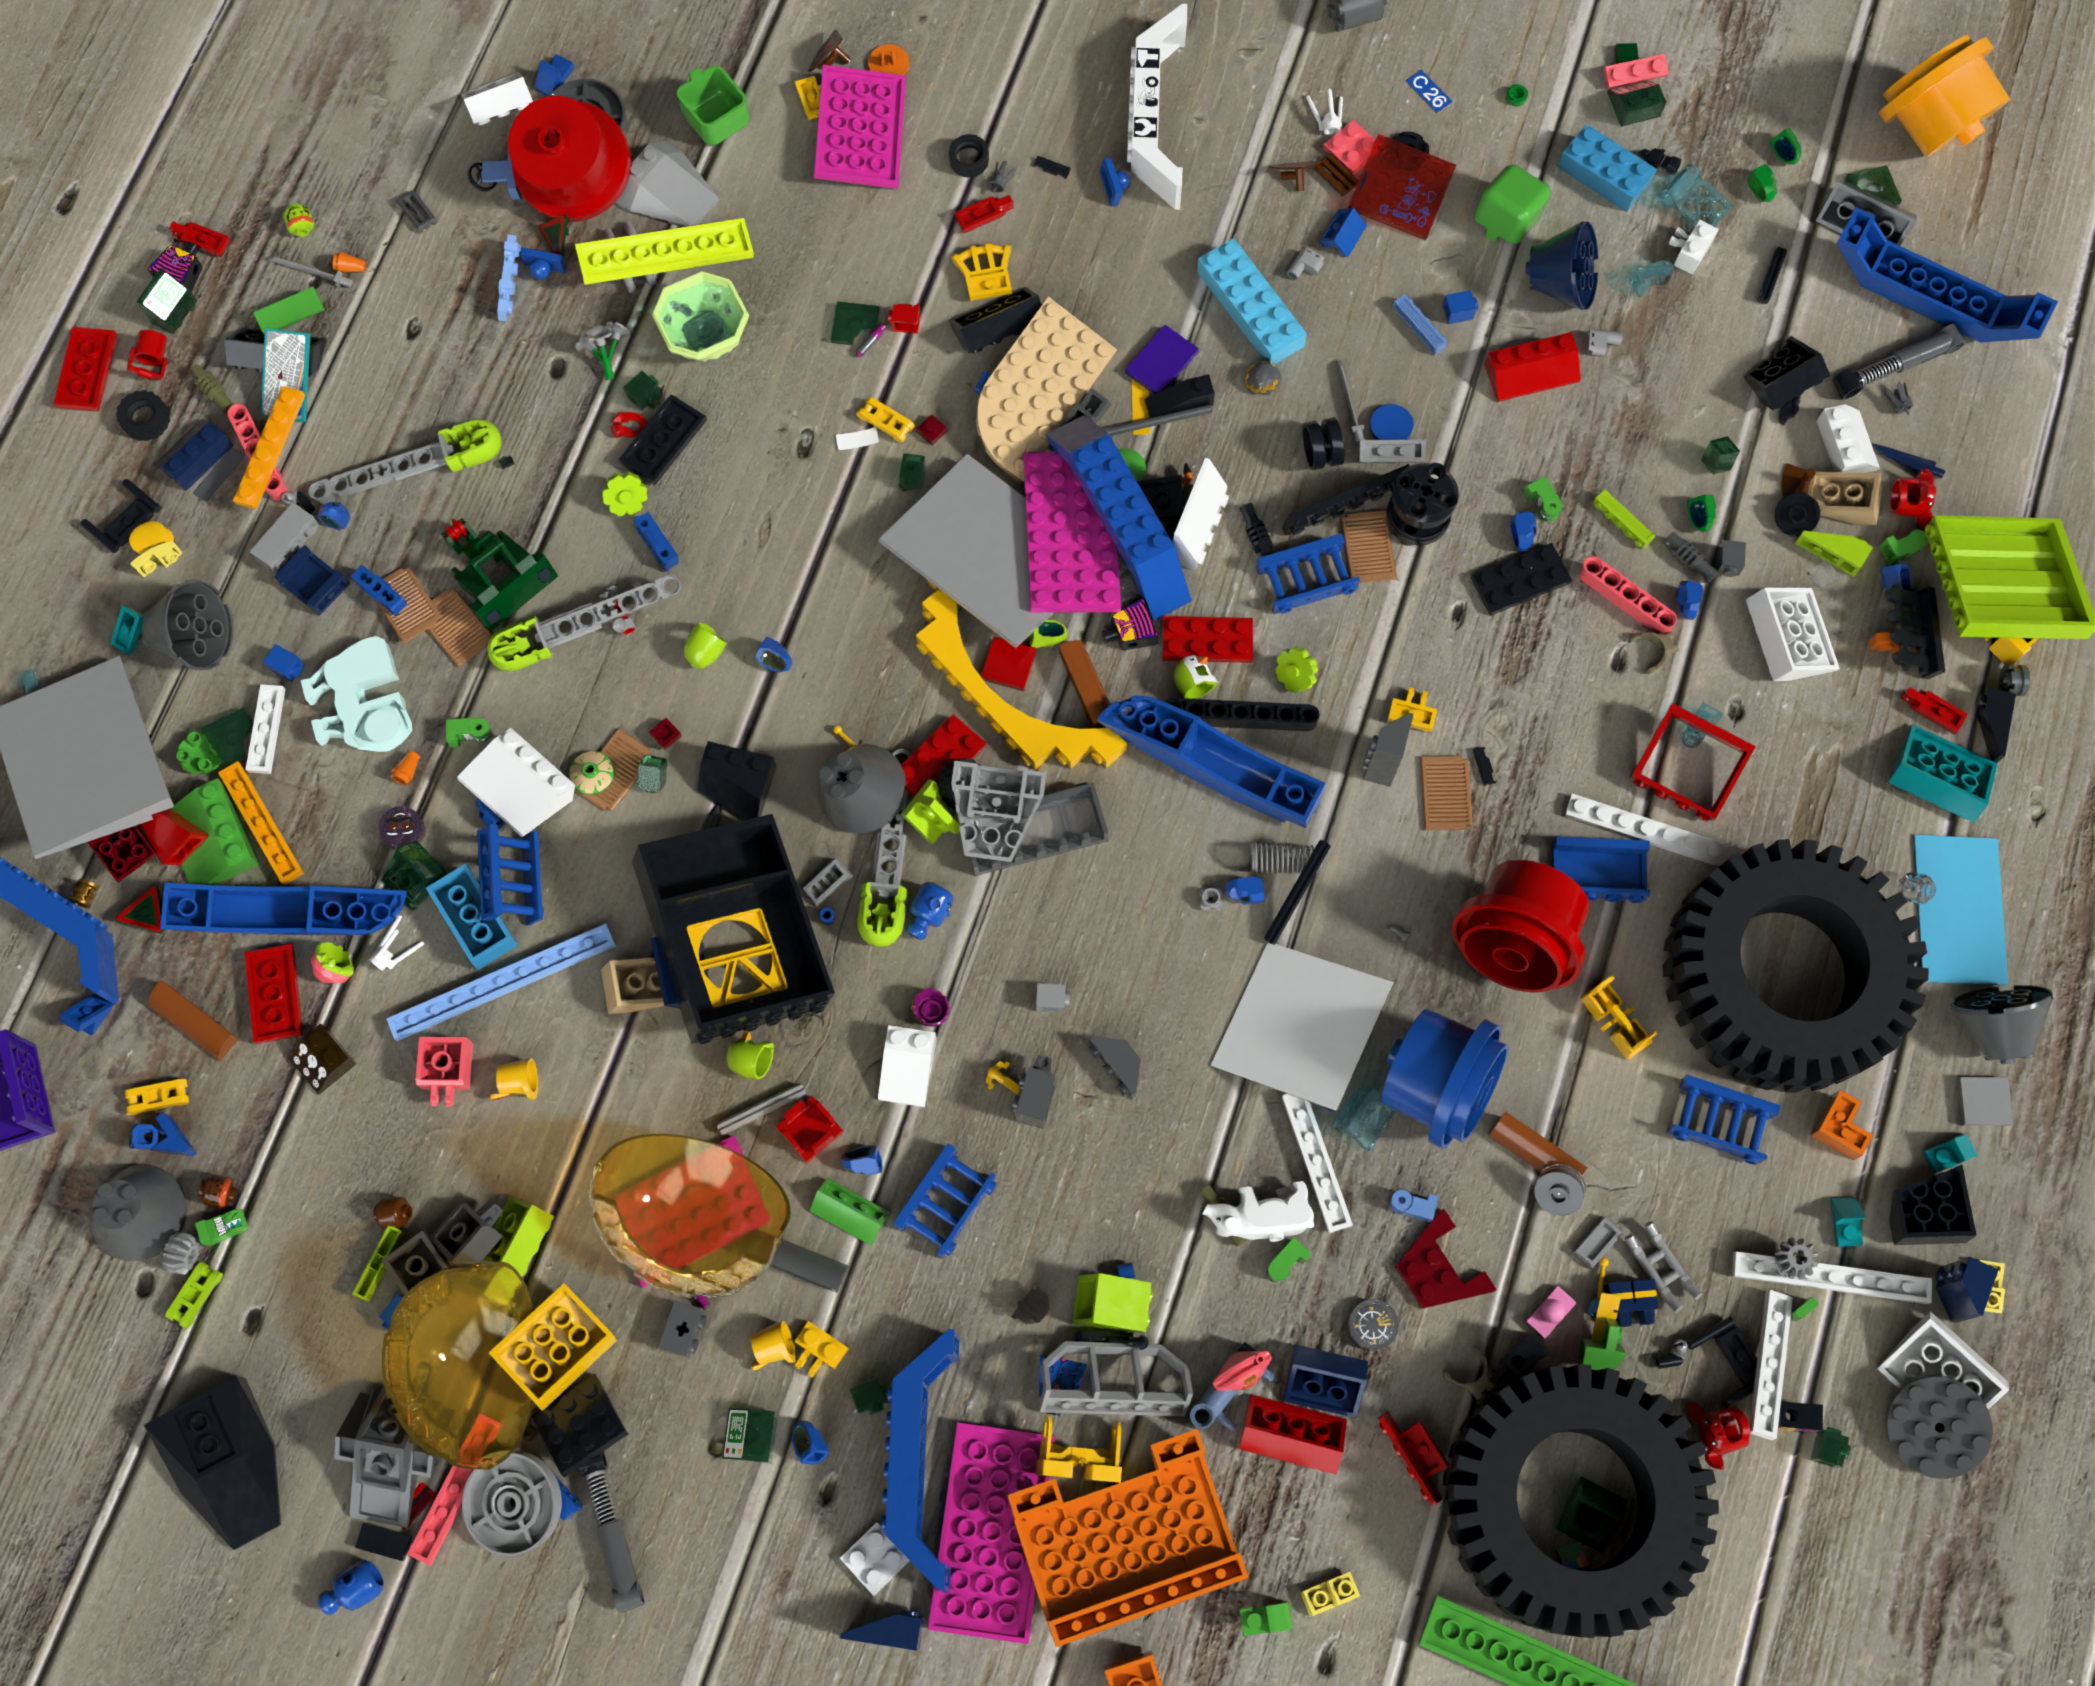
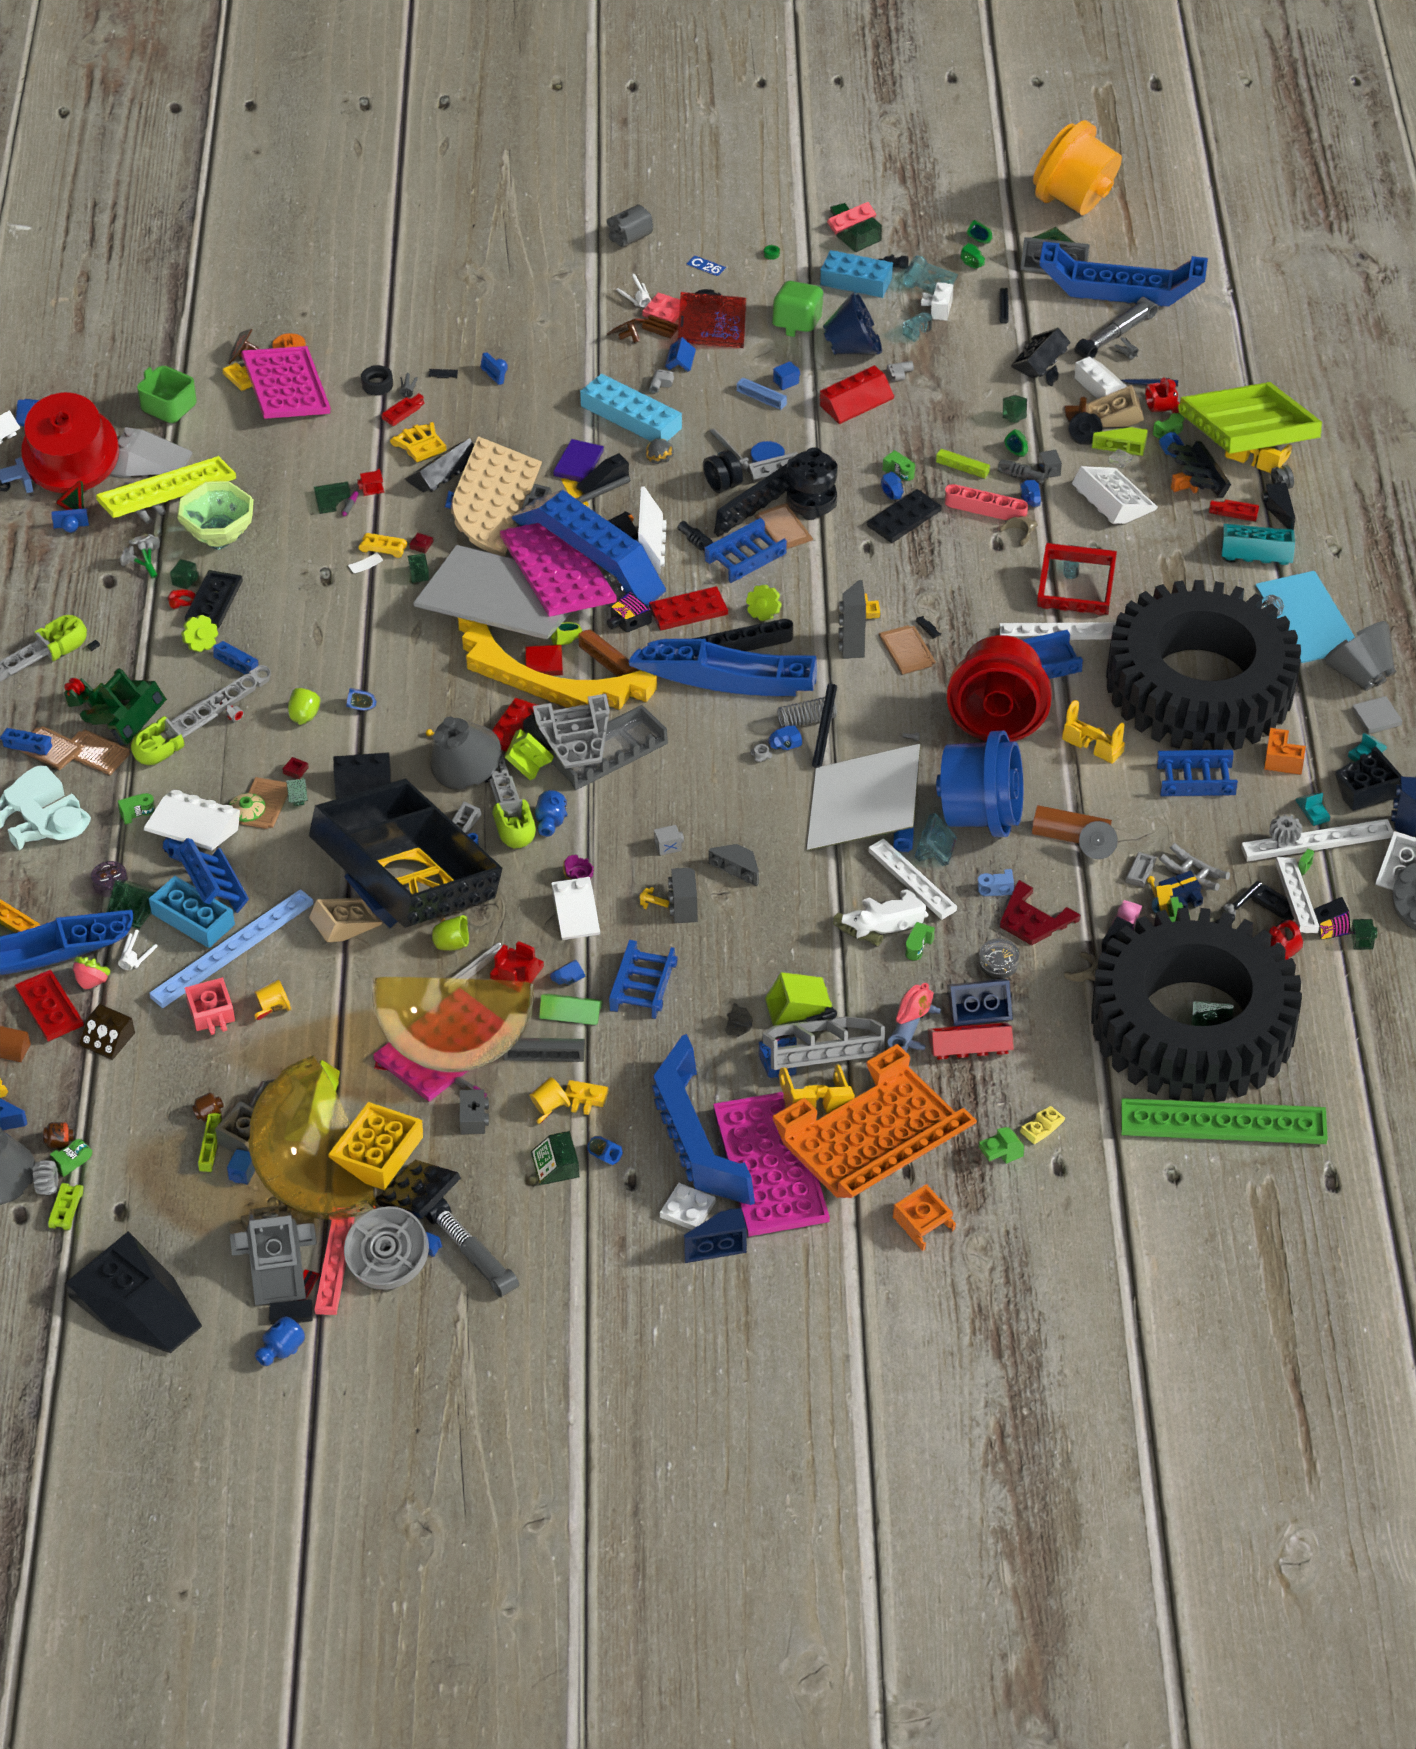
camera: 20 degrees left, 25 degrees down
(405, 769) = (95, 844): orange cone -> none
(506, 284) = (48, 533): light blue hinge -> none
(870, 1397) = (638, 1109): clear green brick -> none
(1143, 153) = (511, 343): white slope -> none
(1194, 677) = (688, 626): lime piece -> none
(1419, 1453) = (1068, 1020): red bracket -> none

